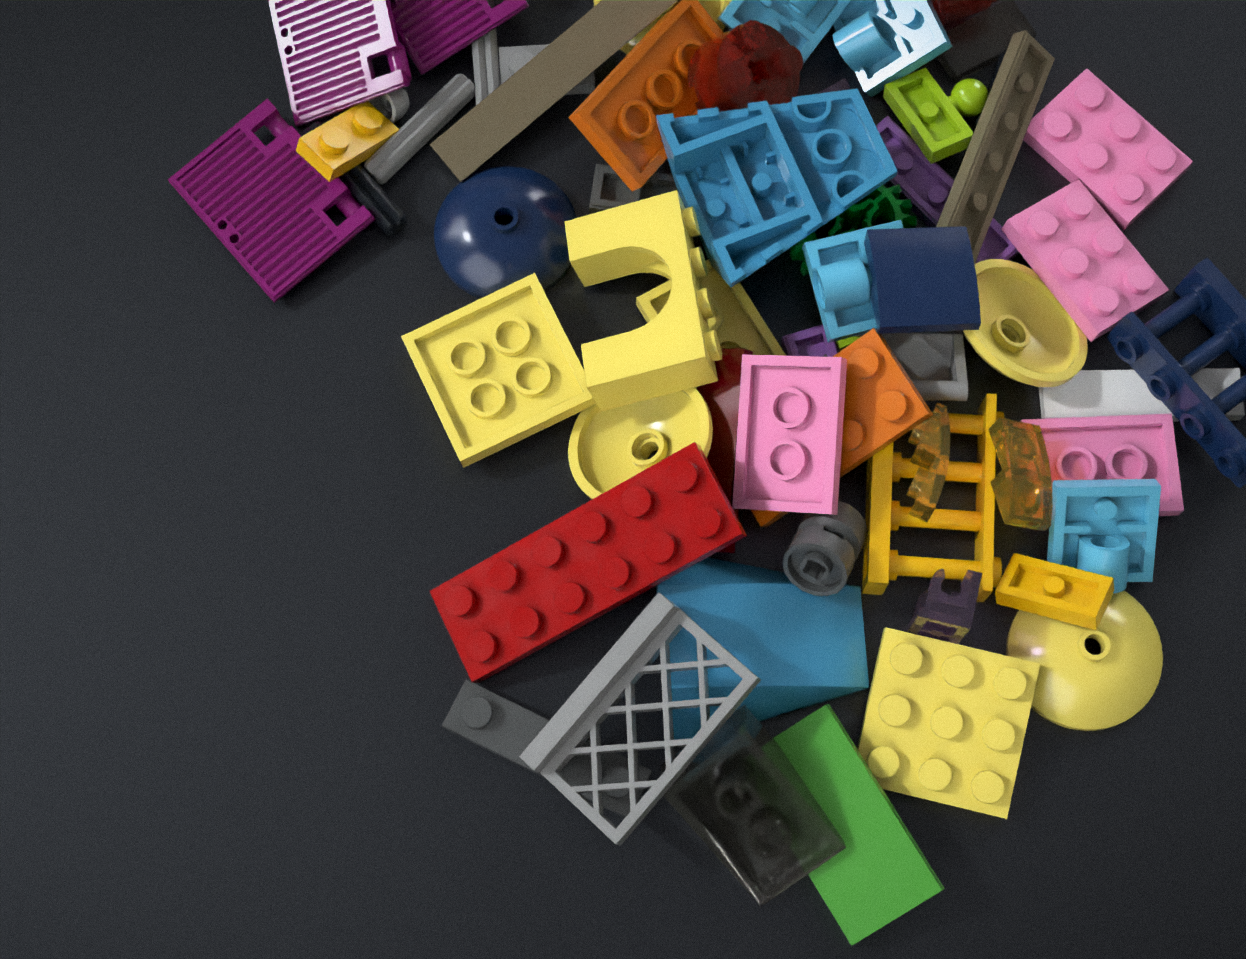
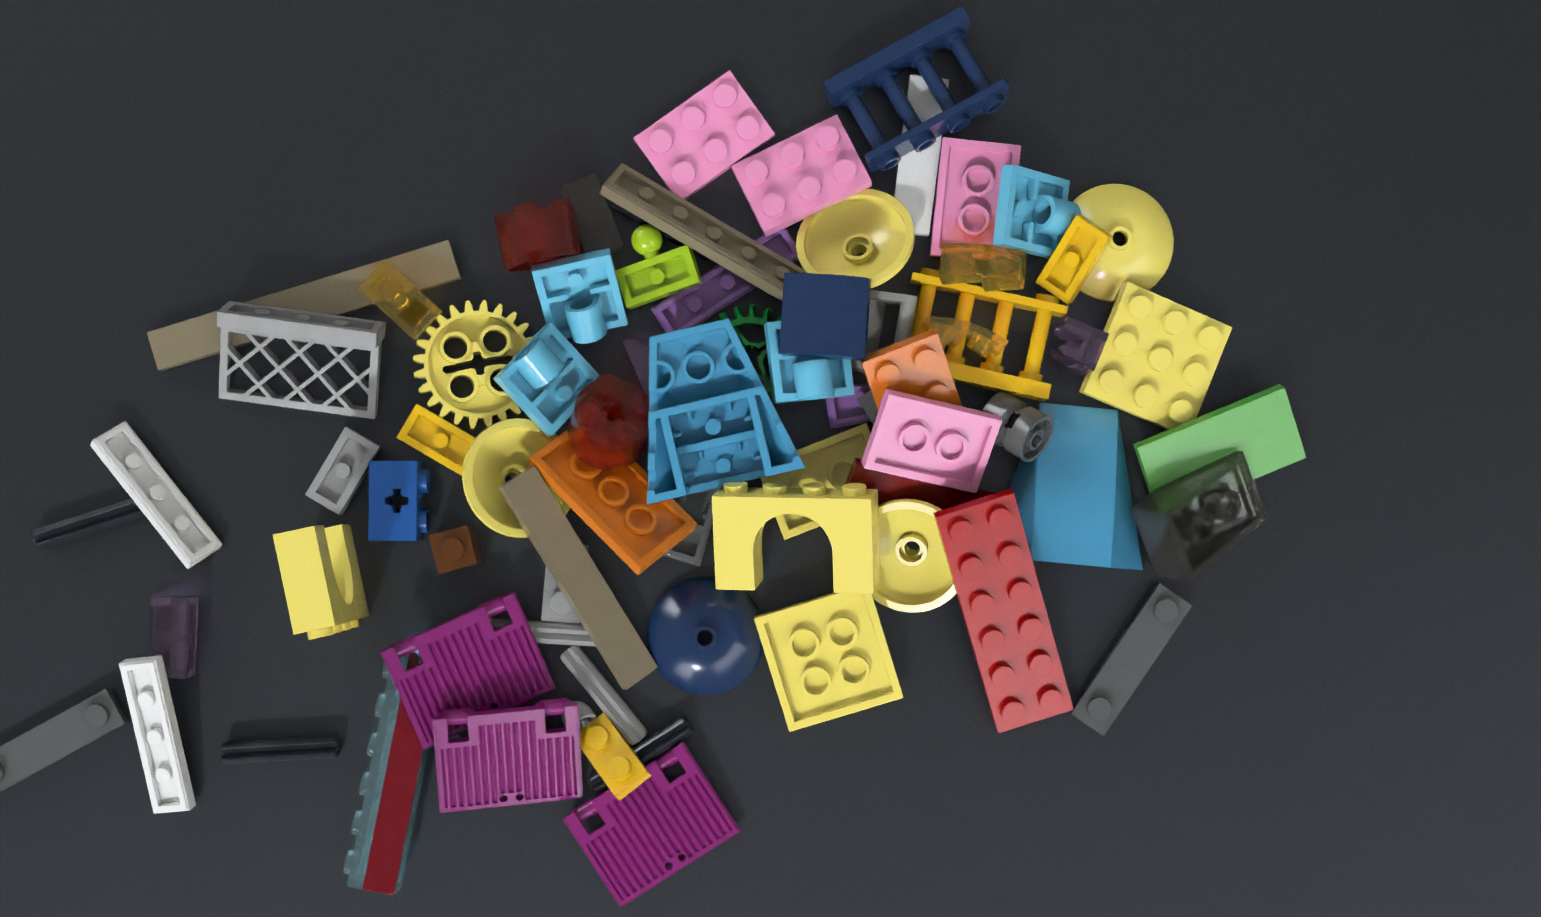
camera: 85 degrees left, 15 degrees up
(607, 686) = (1110, 613): light grey fence -> none

